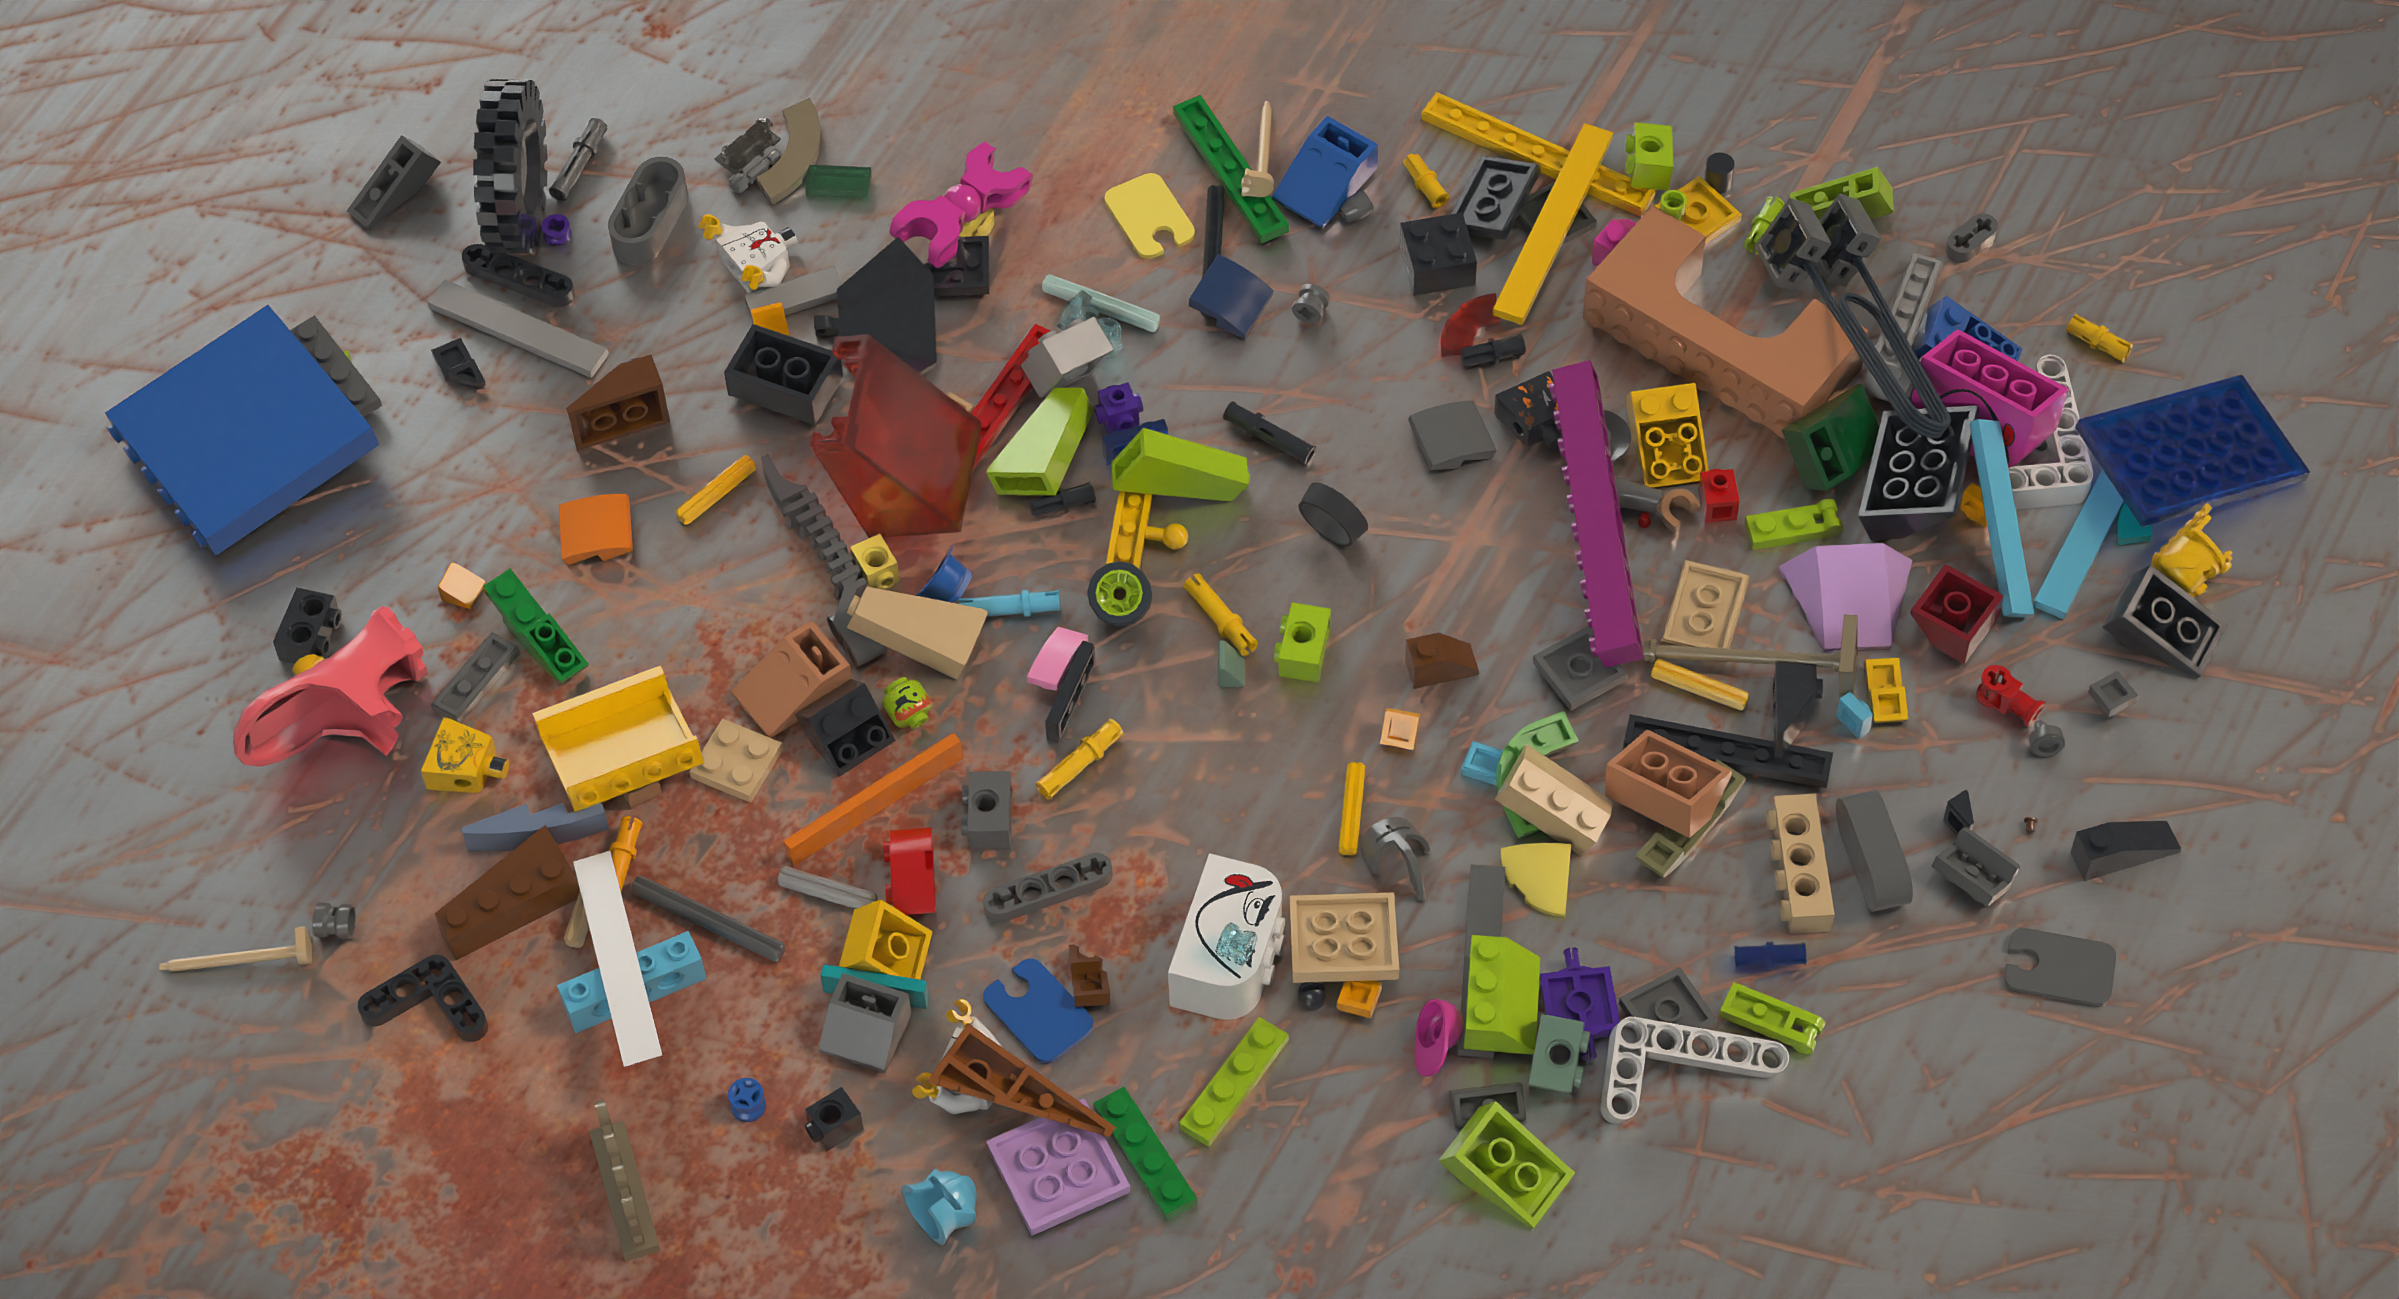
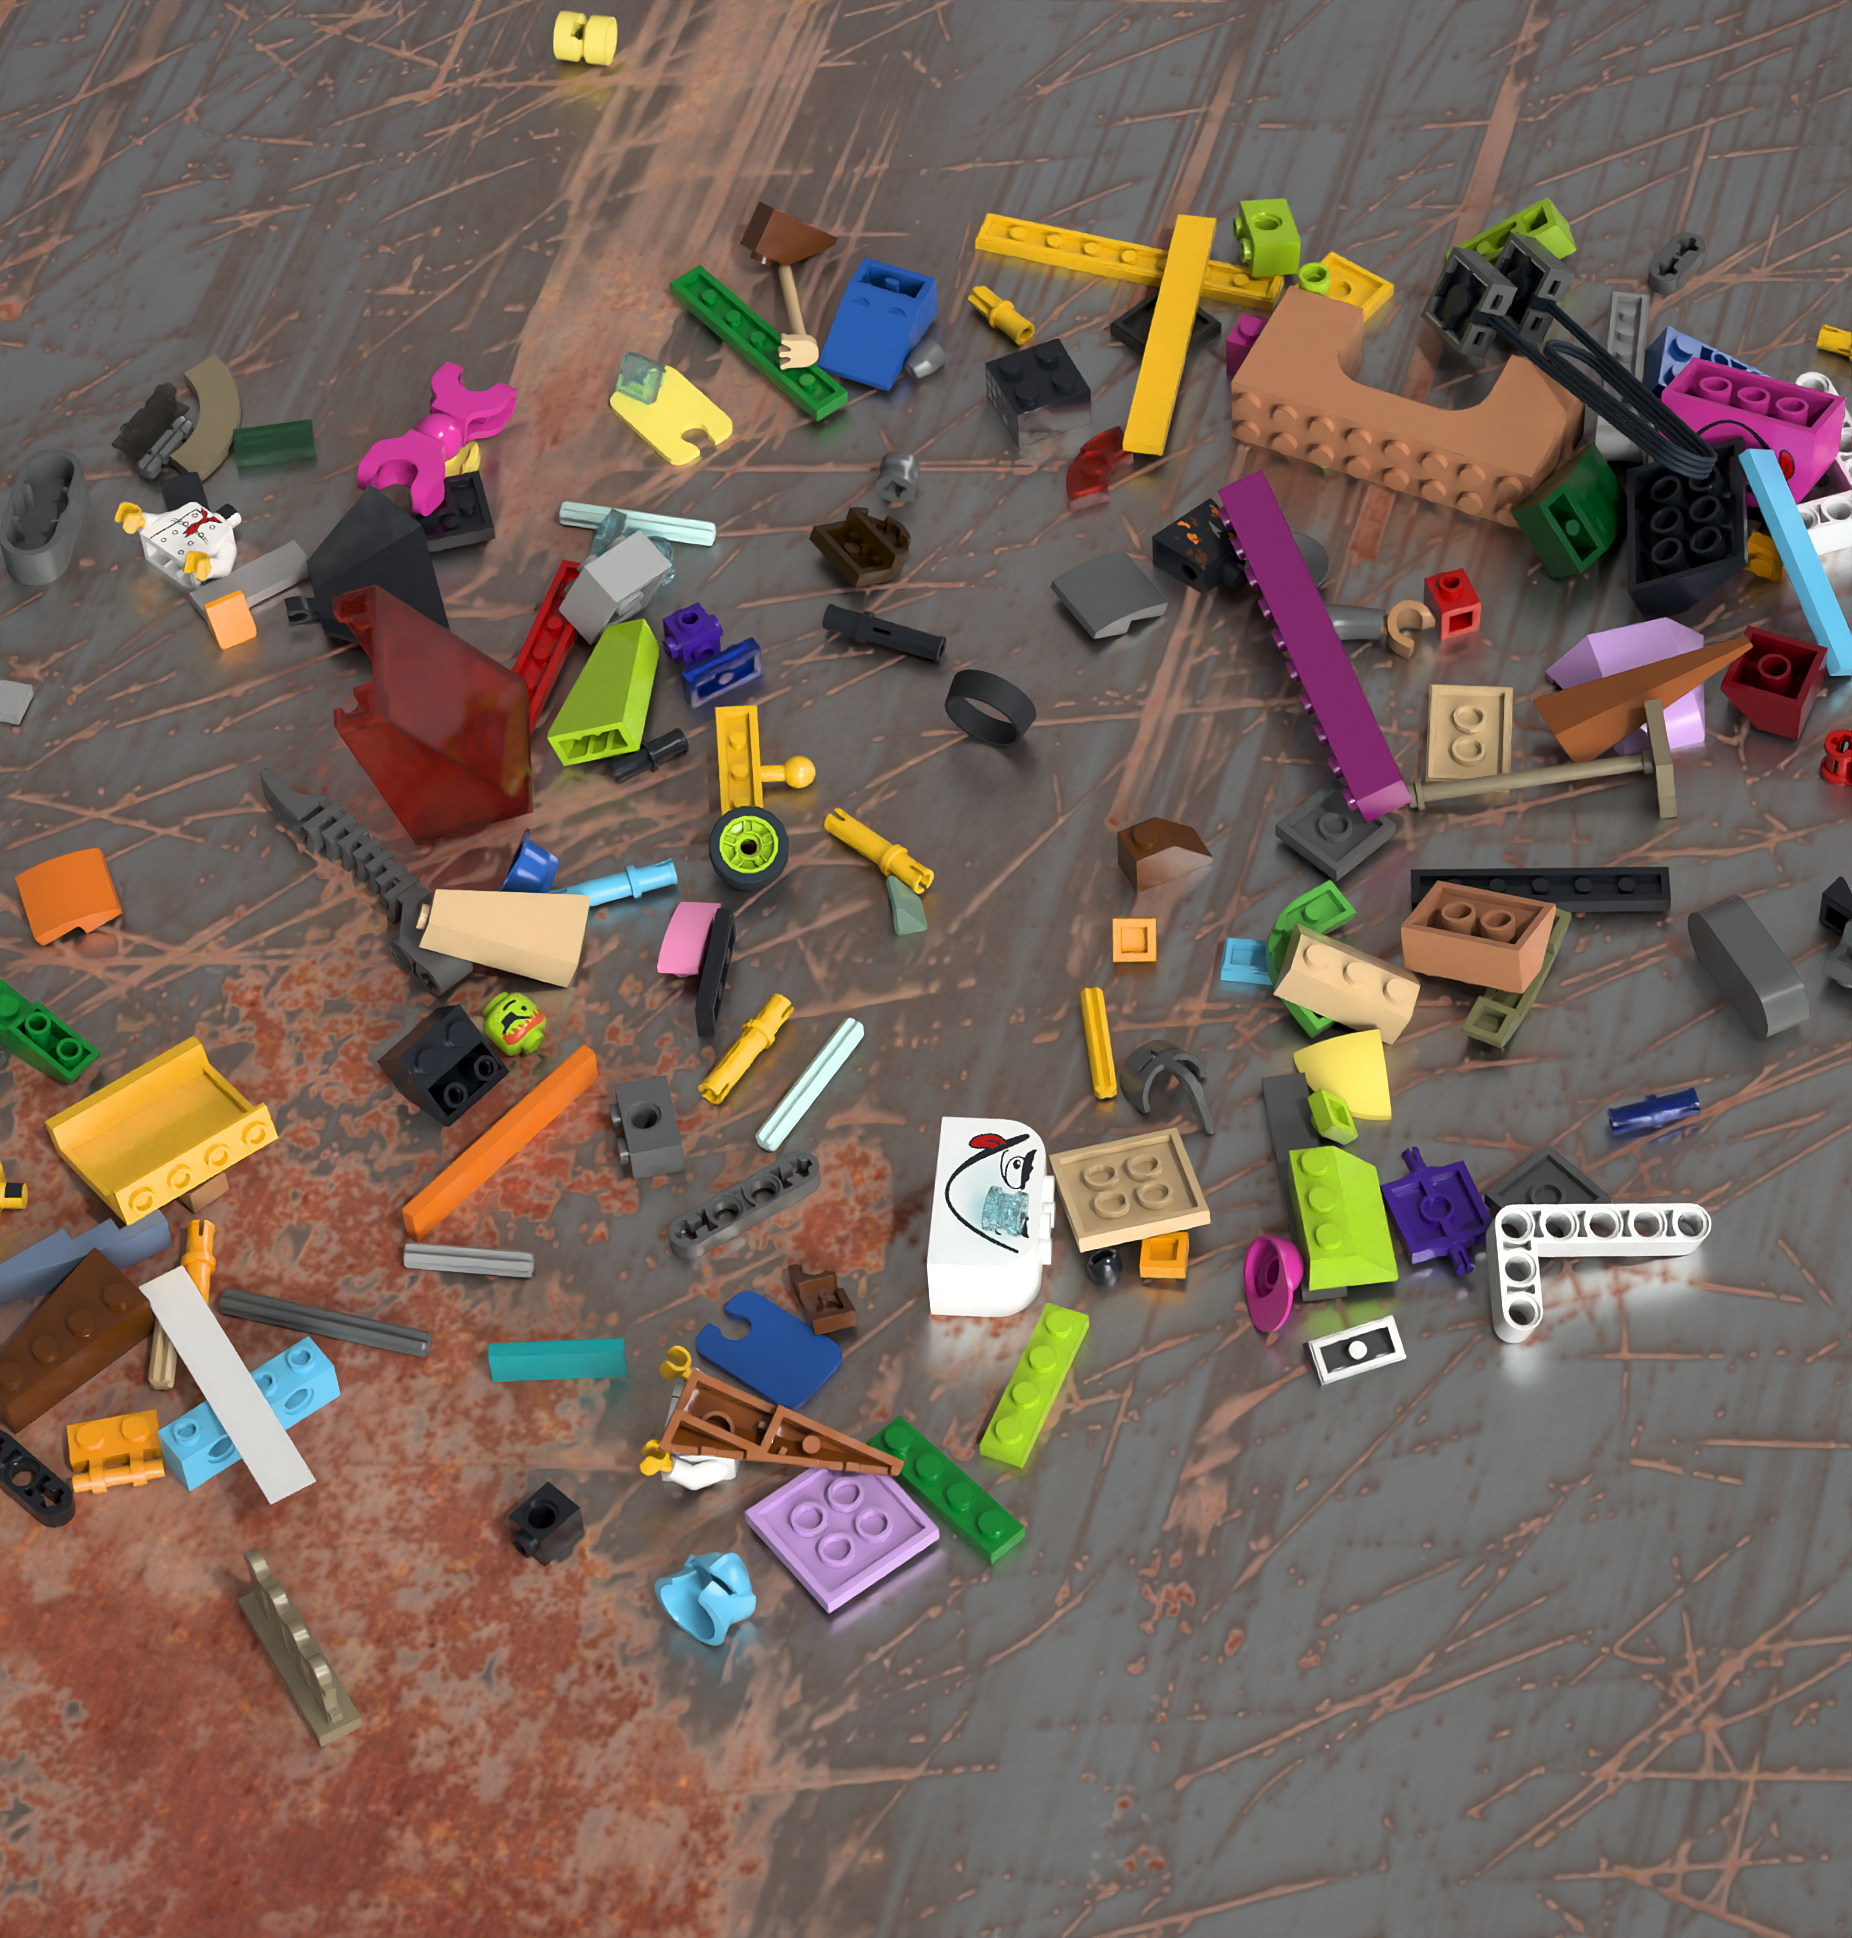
camera: 10 degrees left, 5 degrees down
(526, 982) = (115, 1442): none -> light orange plate
(619, 404) = (67, 743): reddish brown slope -> none
(715, 489) = (209, 823): yellow axle -> none
(737, 760) = (316, 1132): tan plate -> none
(747, 1091) = (433, 1512): blue wheel -> none
(760, 210) = (182, 490): none -> black slope
(783, 374) = (263, 672): black brick -> none
(790, 678) = (361, 1020): nougat slope -> none
(864, 1022) = (557, 1402): dark grey slope -> none
(876, 553) = (434, 865): light yellow brick -> none
(885, 942) = (557, 1302): yellow slope -> none
(911, 871) = (570, 1215): red brick -> none
(1121, 798) = (809, 1084): none -> light aqua axle
(1131, 182) = (640, 378): none -> clear light blue tile
(1178, 468) = (784, 689): lime slope -> none
(1213, 226) = (759, 440): black axle -> none
(1231, 296) = (796, 485): dark blue slope -> none
(1270, 84) = (783, 237): none -> reddish brown slope
(1270, 357) = (864, 546): none -> dark brown slope
(1303, 659) = (989, 862): lime brick -> none
(1493, 350) = (1134, 491): black axle -> none
(1496, 195) = (1092, 315): black tile -> none
(1506, 1164) = (1397, 1412): lime slope -> none
(1516, 909) = (1332, 1117): none -> lime plate
(1558, 1032) = (1424, 1299): sand green brick -> none
(1644, 521) = (1368, 651): red piece -> none
(1667, 434) = (1371, 544): yellow slope -> none
(1700, 684) = (1485, 822): yellow axle -> none
(1719, 172) = (1356, 240): black piece -> none
(1762, 222) = (1422, 288): lime pin -> none
(1772, 1018) = (1675, 1181): lime plate -> none
(1793, 525) = (1550, 622): lime plate -> none
(1794, 699) = (1604, 816): black slope -> none
(1801, 815) = (1663, 1000): tan brick -> none
(1812, 613) = (1606, 710): none -> dark orange wedge
(1854, 715) = (1682, 820): medium azure plate -> none
(1885, 690) = (1710, 787): yellow slope -> none

